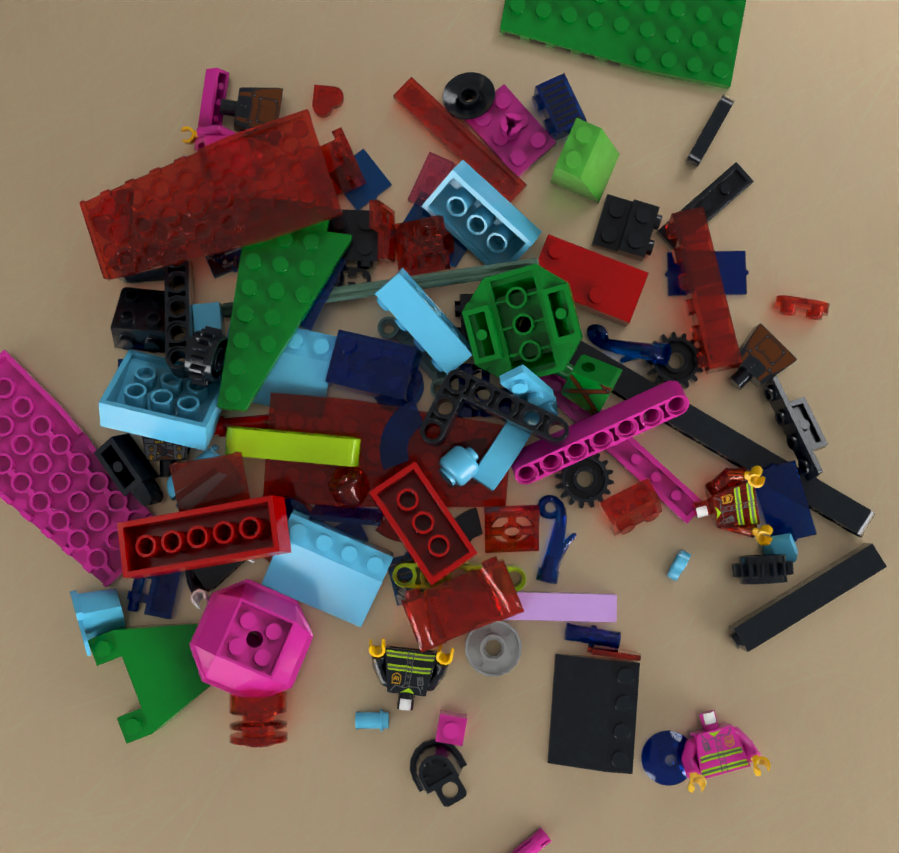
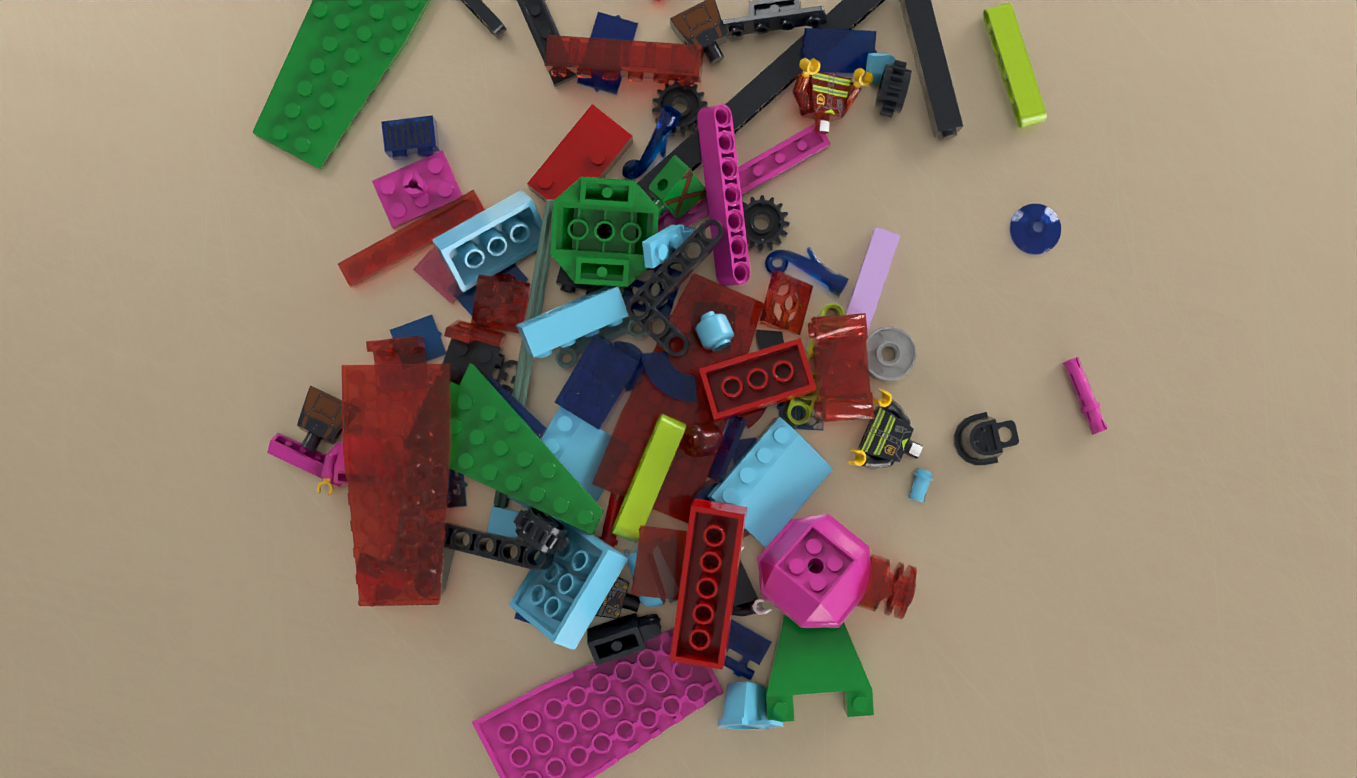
camera: 70 degrees left, 0 degrees up
(140, 320) = (485, 584): black bracket -> none
(326, 99) = (332, 349): clear red tile -> none
(451, 728) = (949, 414): dark pink brick -> none
(466, 87) = (363, 216): black dish -> none
(503, 453) = (715, 287): medium azure slope -> none
(585, 161) = (469, 129): bright green slope -> none
(592, 636) = (905, 261): clear blue pin -> none
(594, 713) = (975, 281): black slope -> none
(616, 653) = (927, 246): clear red piece -> none
(627, 227) = (542, 111): black plate -> none
(632, 507) = (800, 188): clear red bracket -> none
(678, 564) = (865, 163): medium azure tile -> none
(717, 751) = (1043, 181): dark pink torso -> none
(828, 685) = (1014, 65): none -> lime beam

